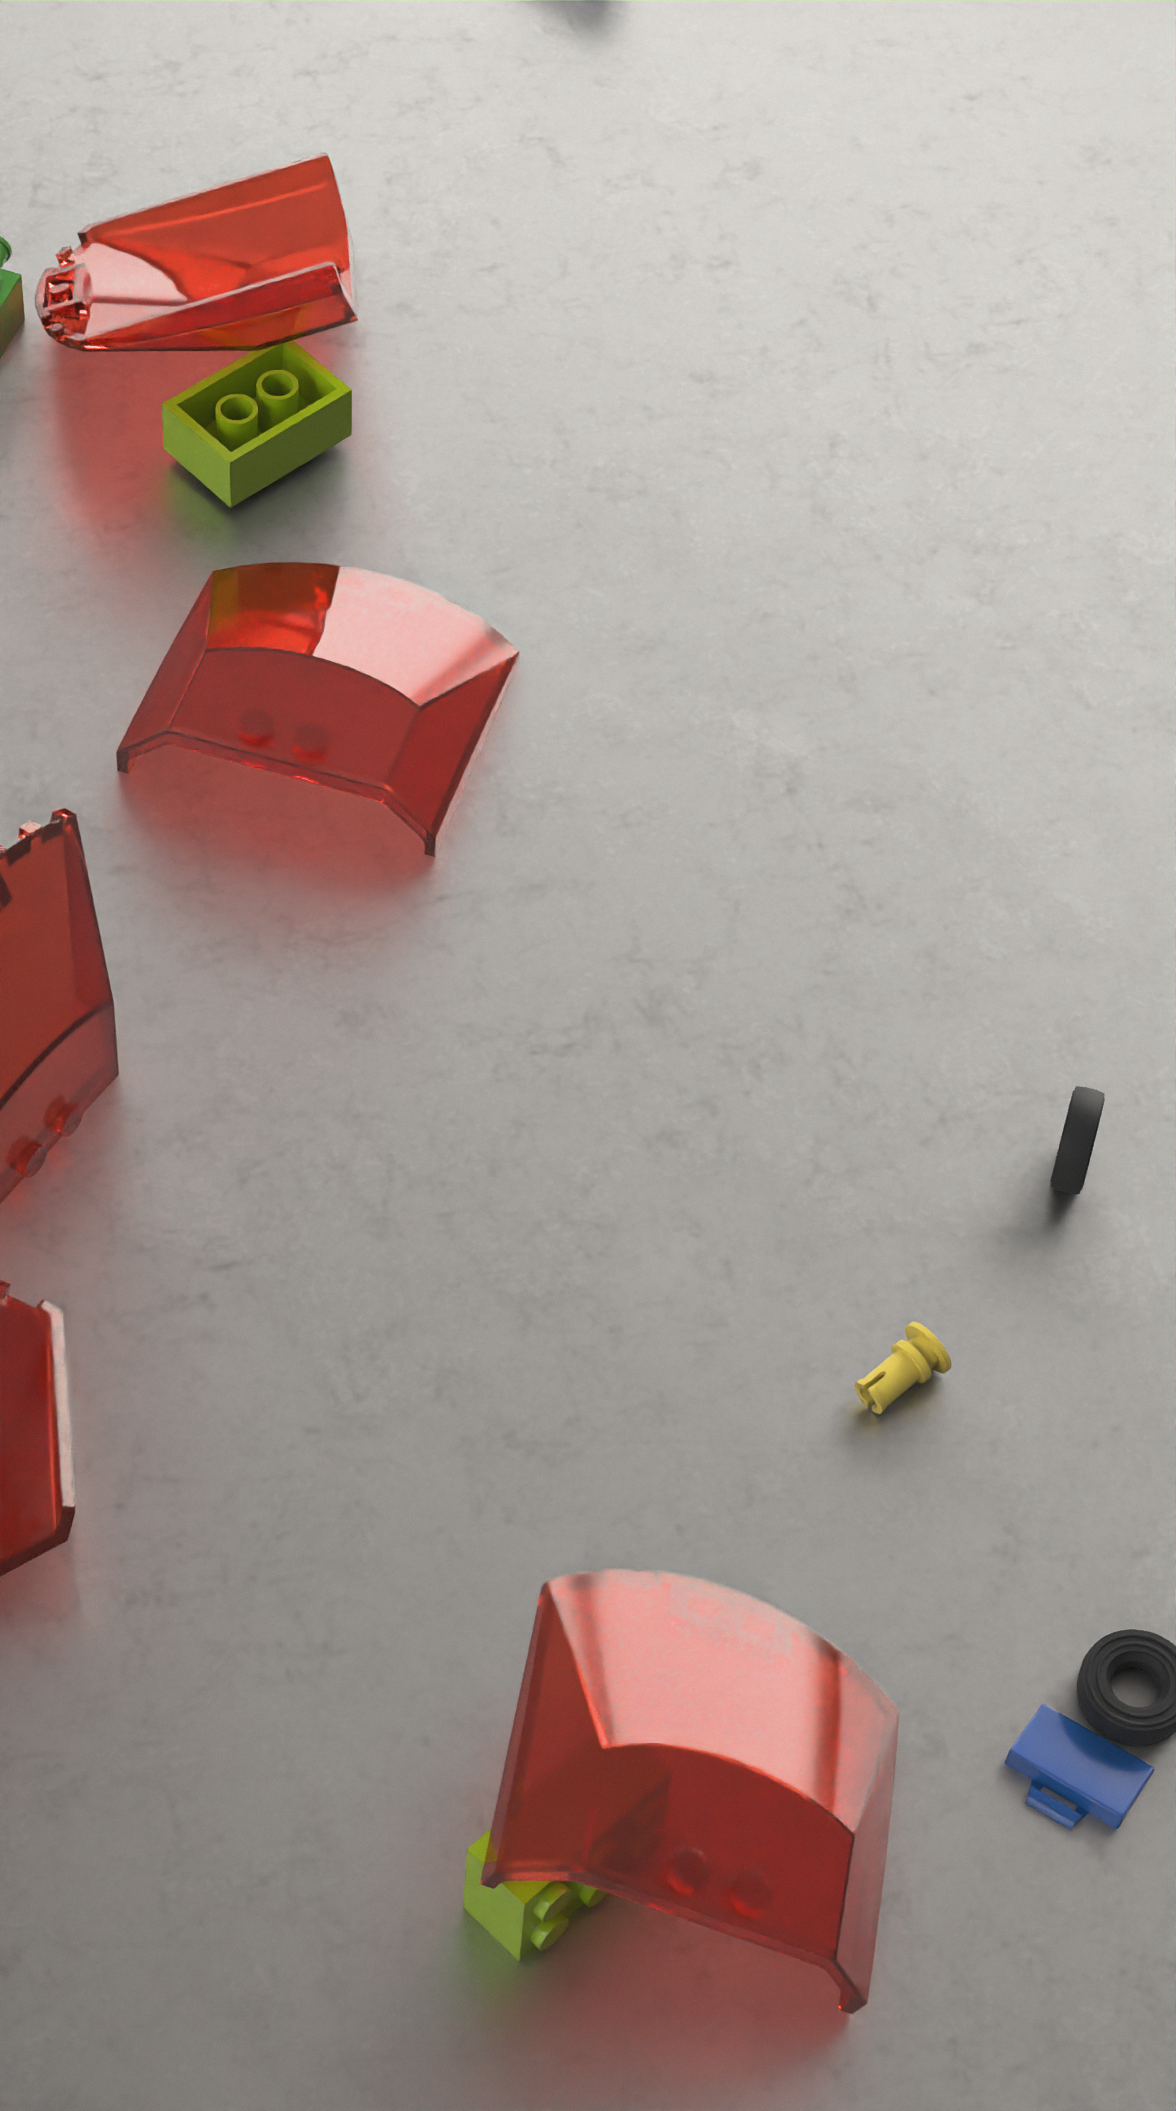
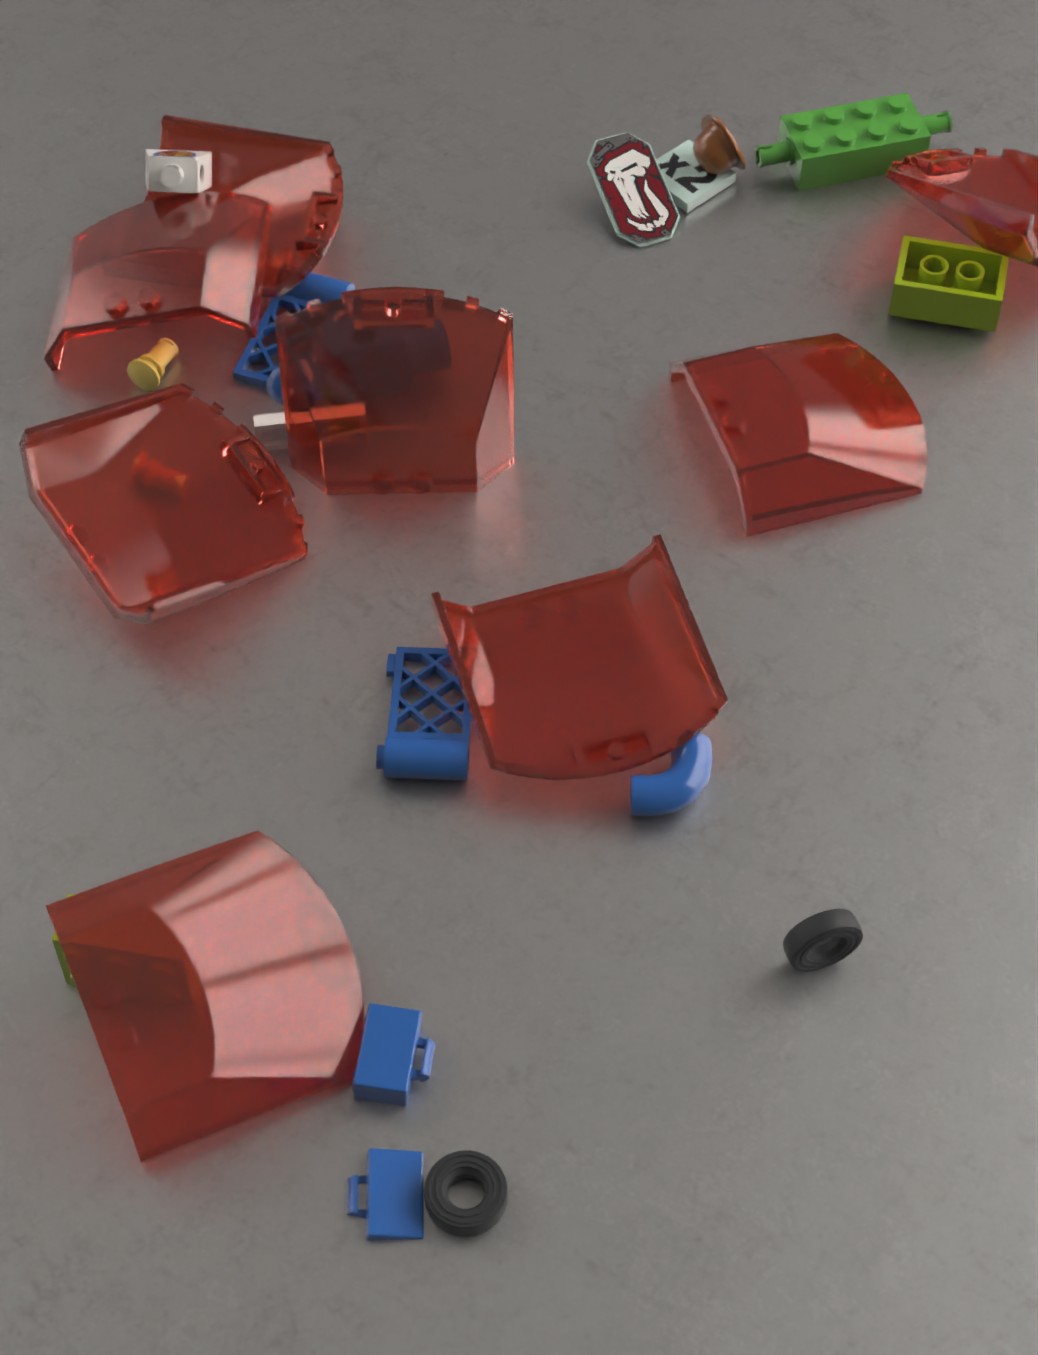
camera: 60 degrees right, 0 degrees up
(490, 1376) = (428, 750): none -> blue piece
(528, 1120) = (584, 671): none -> clear red windscreen
(754, 1142) = (678, 784): none -> blue cylinder
(906, 1653) = (389, 1055): none -> blue piece
(908, 1364) = (588, 946): light yellow pin -> none

